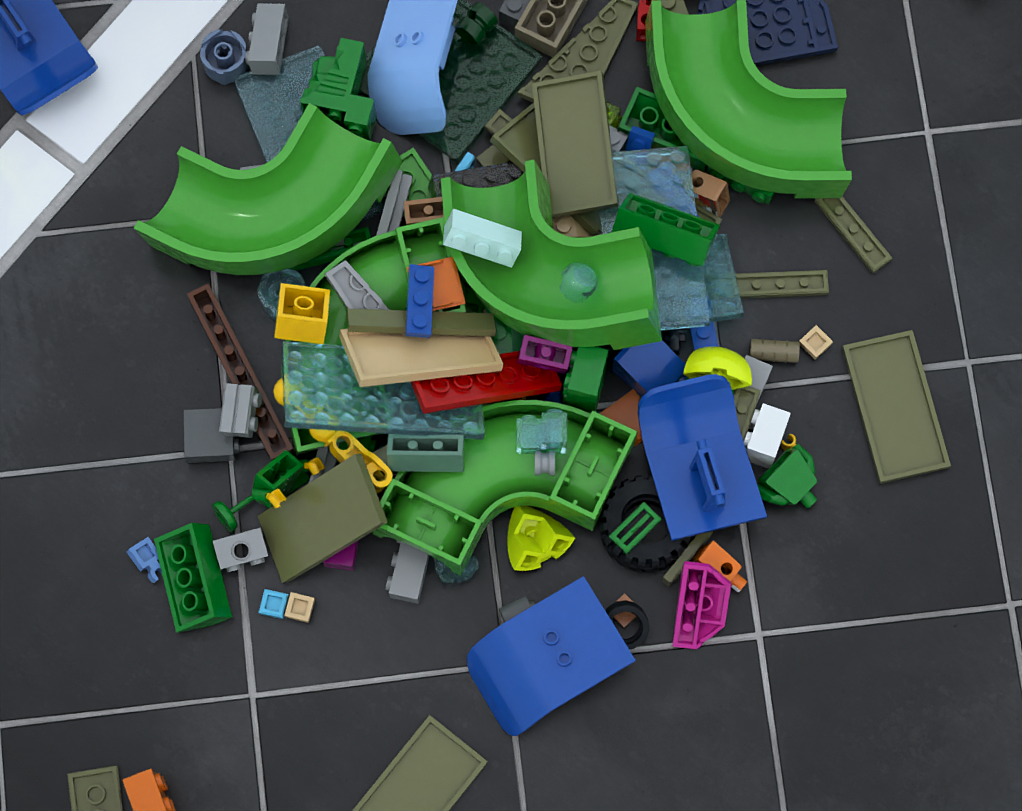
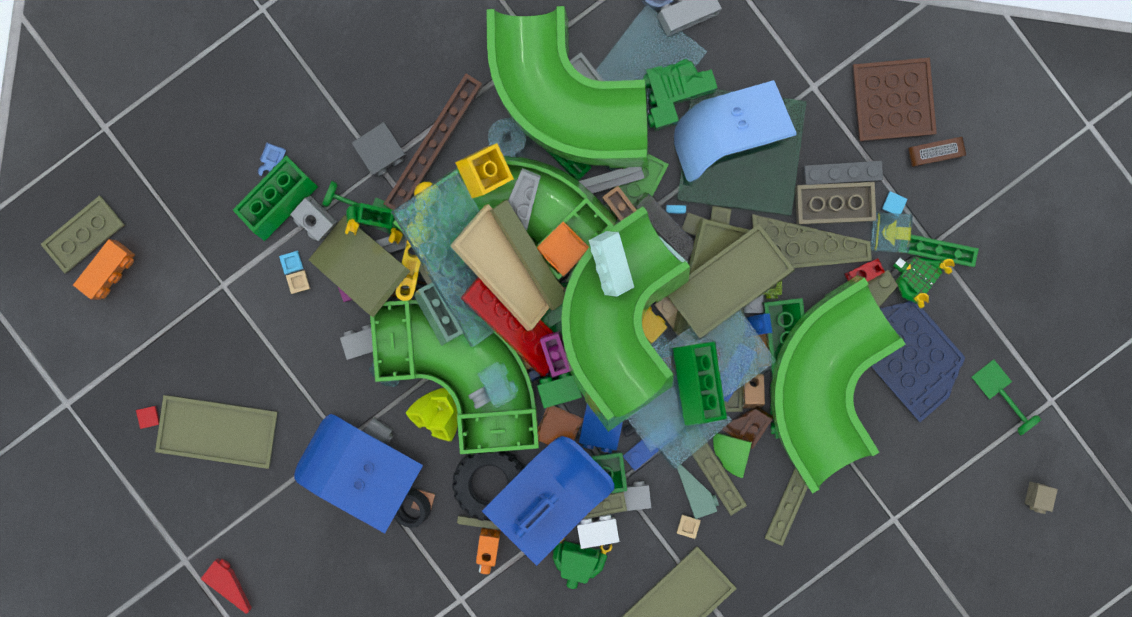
camera: 65 degrees right, 15 degrees up
(239, 410) = (402, 162): light grey brick -> none
(419, 301) = (541, 246): blue plate -> none
(473, 27) = (784, 156): dark green wheel -> none
(578, 282) = (615, 351): clear light blue hair -> none
(620, 542) = (478, 473): green tile -> none
(700, 605) = (451, 552): dark pink wedge -> none
(721, 362) = (627, 473): neon yellow brick -> none
(743, 218) = (749, 425): none -> reddish brown wing
(761, 253) = (732, 453): none -> bright green brick
(774, 350) = (665, 501): dark tan axle -> none
(786, 313) = (699, 497): none -> sand green slope

